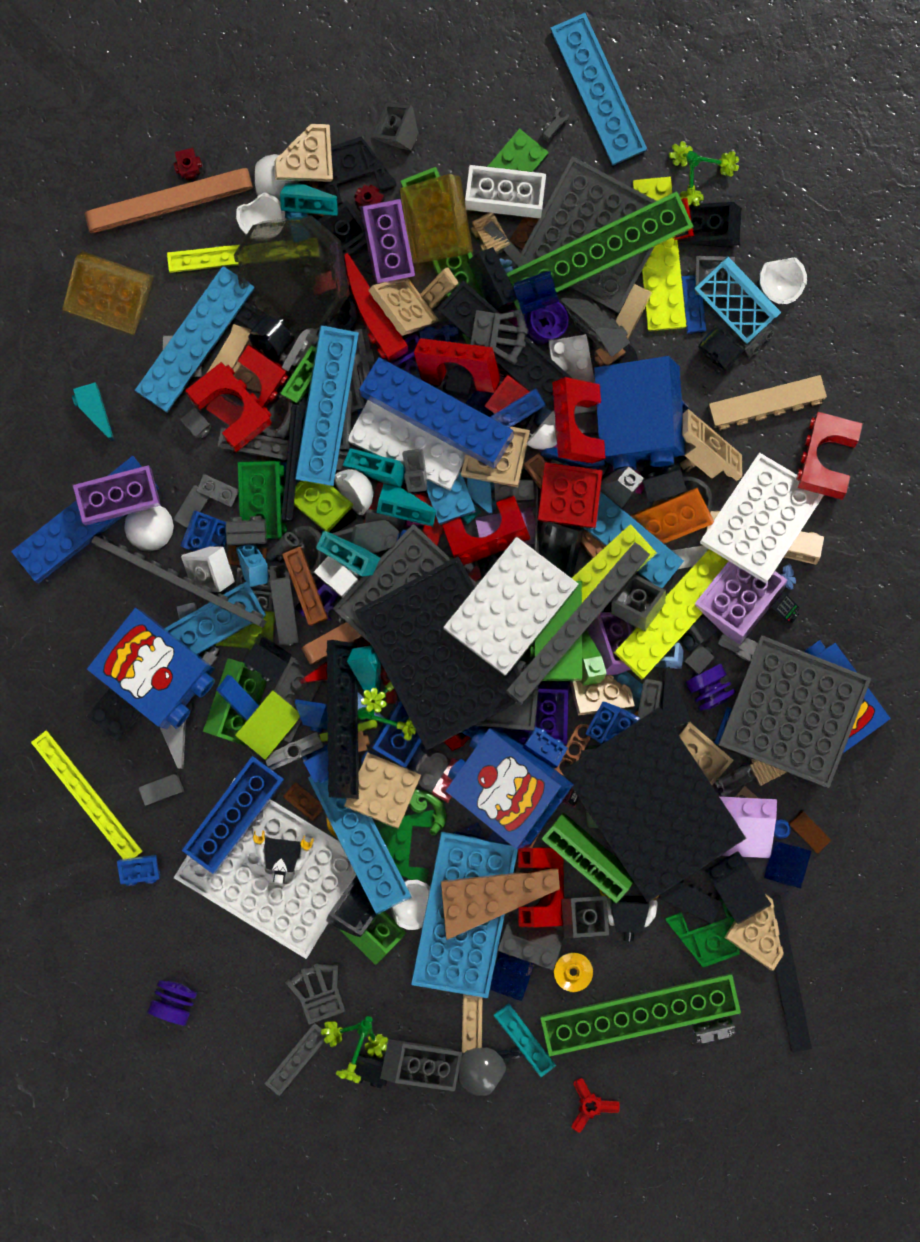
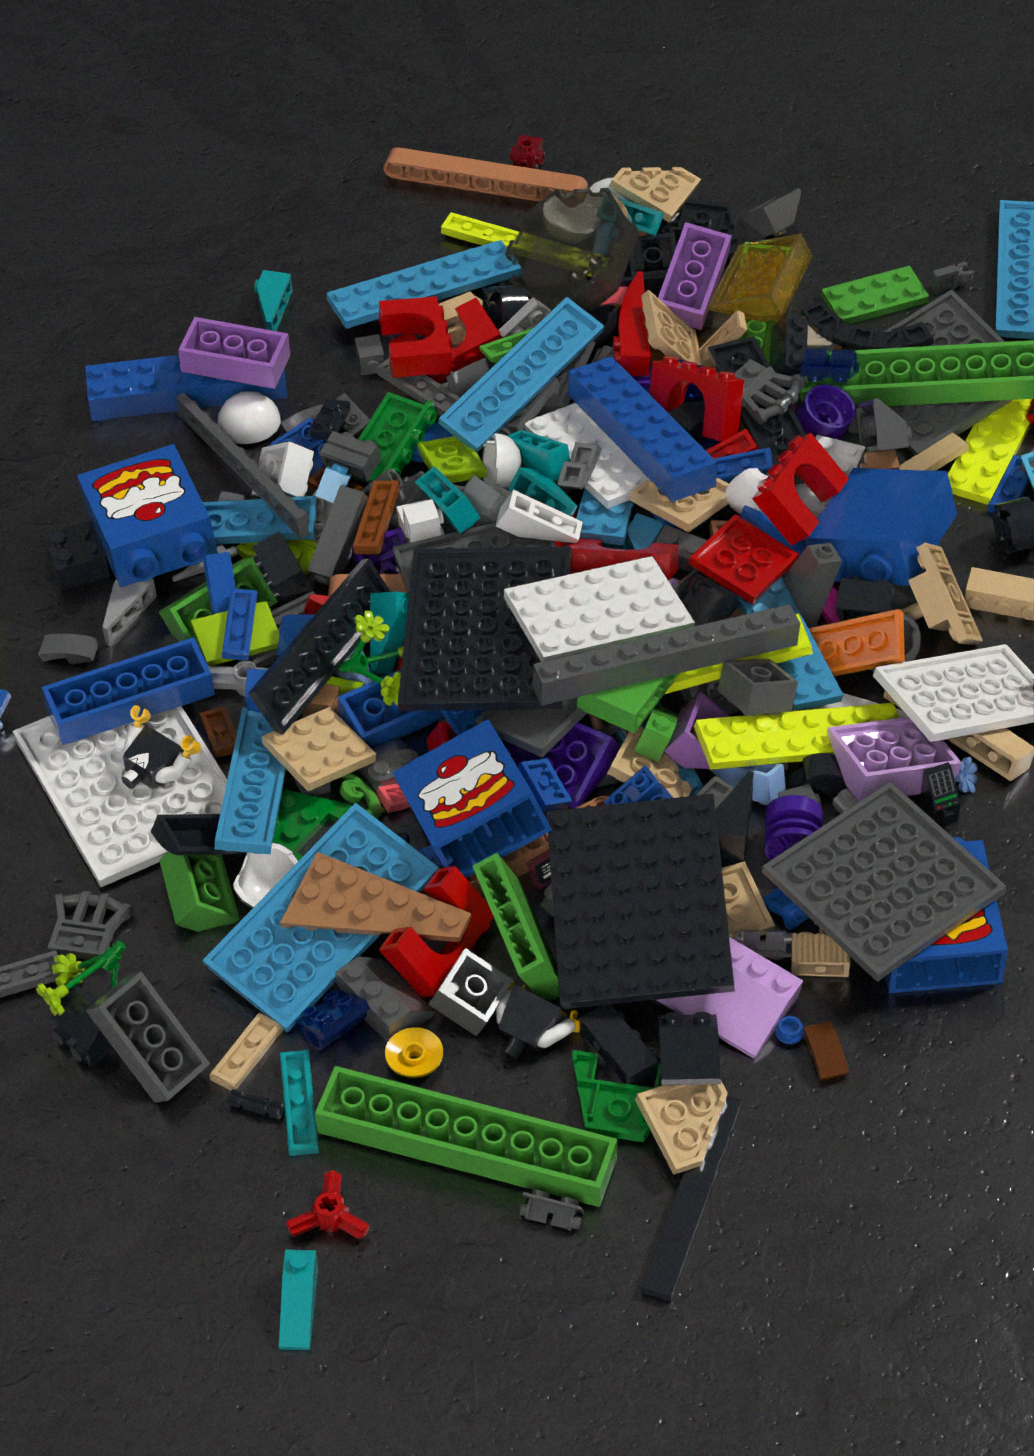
camera: 30 degrees right, 35 degrees down
(107, 292) = (363, 218): clear yellow slope -> none
(212, 507) = (329, 418): none -> black plate
(268, 720) = (239, 624): none -> blue tile
(292, 457) = (431, 425): black axle -> none
(421, 541) = (535, 520): none -> white slope
(480, 1071) = (216, 1098): dark grey cylinder -> none
(505, 191) = (855, 291): white brick -> none
(533, 231) = (833, 329): none -> black tile
(608, 1171) = (298, 1299): none -> teal slope
(787, 864) = (772, 1067): clear blue plate -> none

